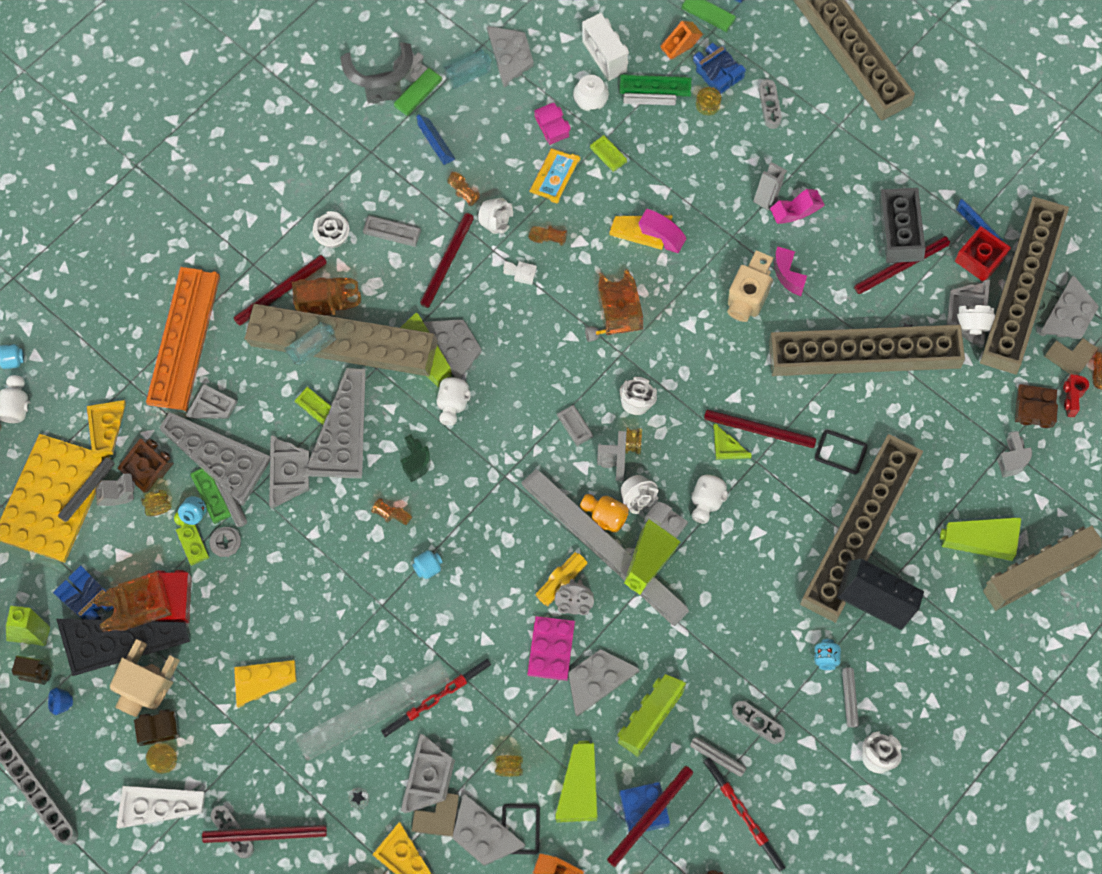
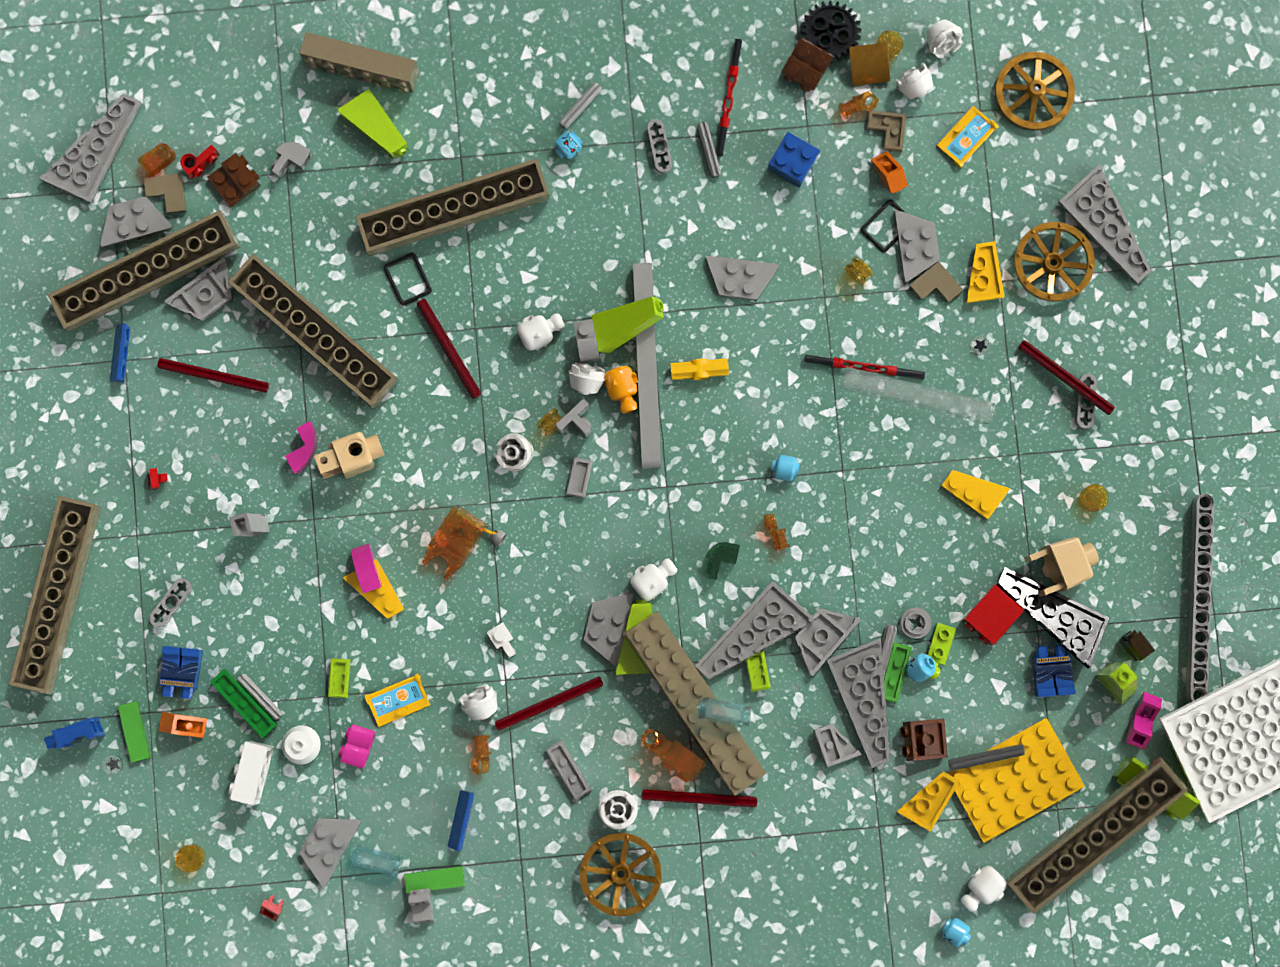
camera: 140 degrees left, 15 degrees up
(59, 701) = (1133, 606): blue cone -> none
(115, 492) = (965, 737): light grey brick -> none
(130, 602) = (1031, 623): clear orange brick -> none
(153, 805) = (1129, 472): white wing -> none
(156, 503) = (942, 699): clear yellow wheel -> none
(156, 727) = (1080, 523): dark brown brick -> none
(183, 339) = (808, 825): orange plate -> none
(290, 192) = (584, 868): none -> pearl gold wheel
(383, 85) = (460, 909): dark grey piece -> none
(428, 776) = (918, 315): light grey wing -> none
(540, 234) = (451, 648): clear orange connector -> none
(551, 648) = (752, 328): dark pink plate -> none
(574, 598) = (705, 344): light grey plate -> none
(578, 793) = (825, 212): lime slope -> none
(649, 817) = (798, 144): dark red axle -> none
(651, 715) = (729, 214): lime slope -> none
(708, 100) = (216, 650): clear yellow wheel -> none
(727, 447) = (485, 358): lime tile -> none
(800, 207) = (242, 493): dark pink brick -> none
(865, 165) = (155, 478): none -> red tile
(879, 593) = (492, 148): black slope -> none
(881, 752) = (599, 47): white cone -> none
(902, 225) = (183, 400): dark grey brick -> none
(976, 319) = (212, 275): white cone -> none
(982, 254) = (148, 323): red brick -> none

